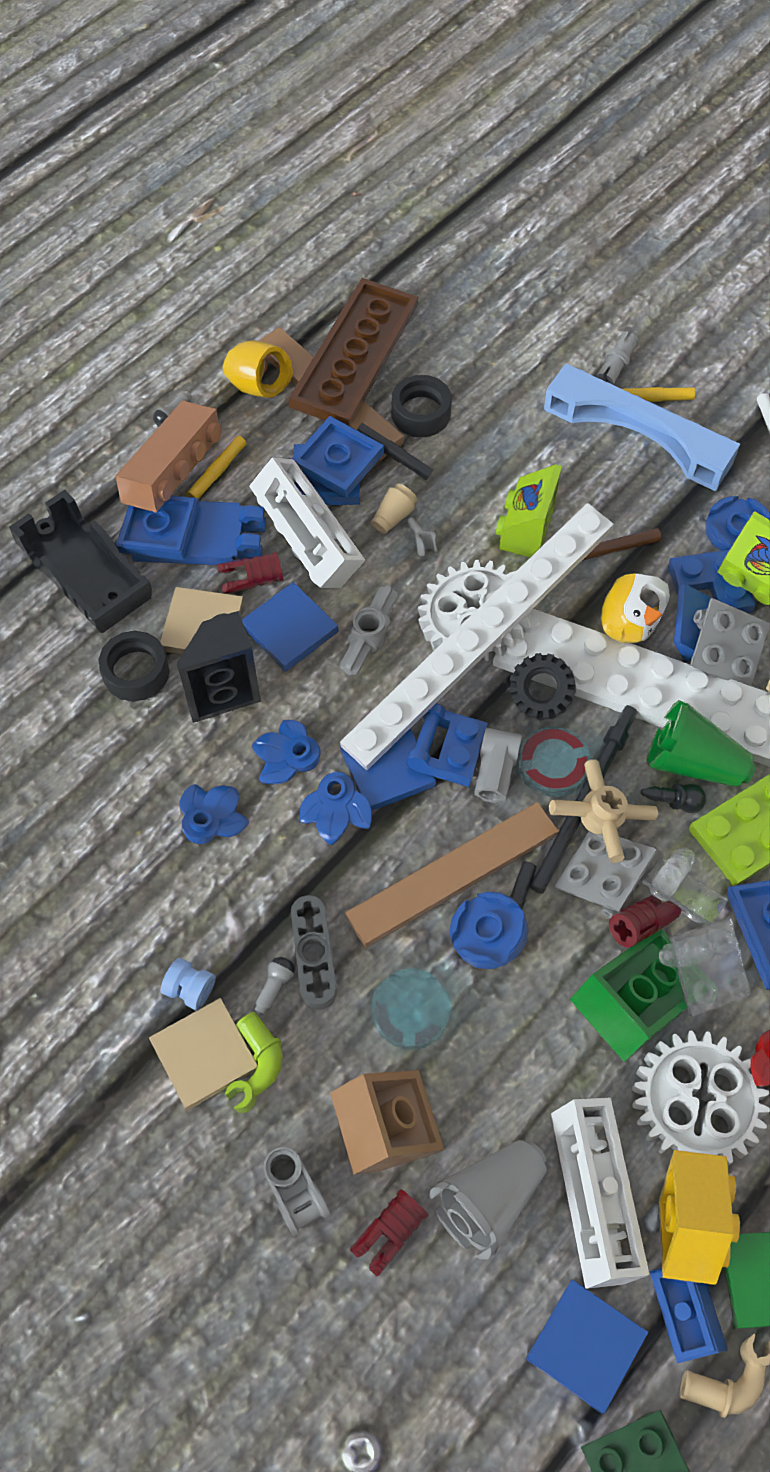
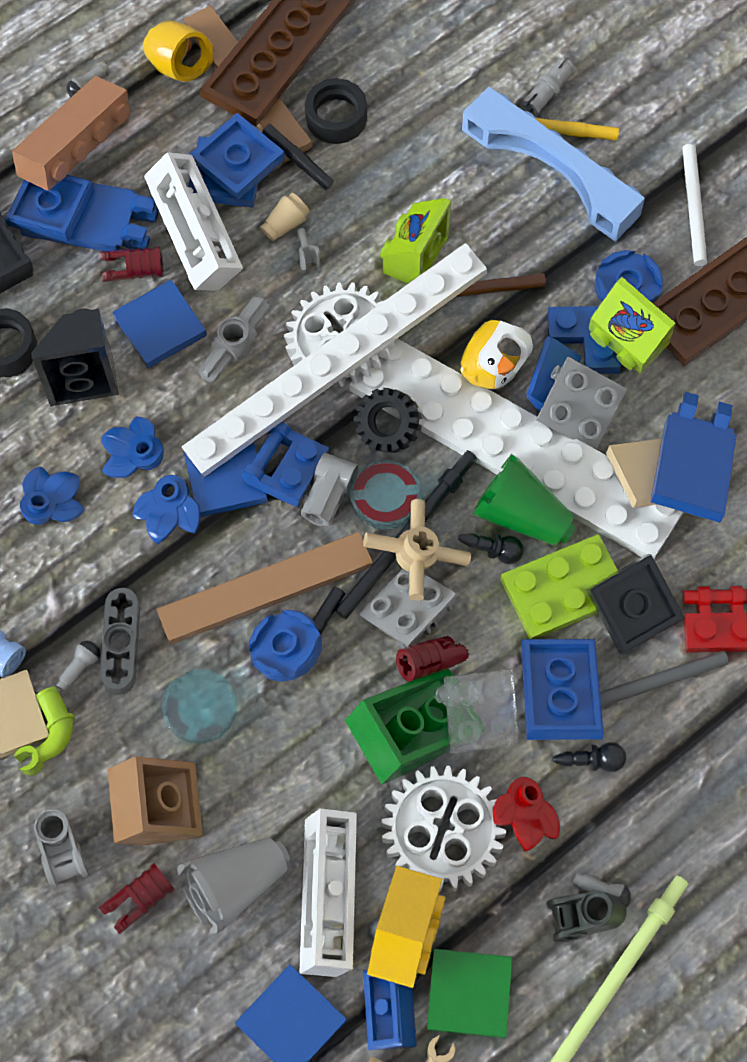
camera: 10 degrees right, 5 degrees up
(189, 610) = (73, 292): tan tile -> none
(216, 468) = (119, 150): yellow piece -> none
(672, 883) = (475, 636): clear hinge -> none

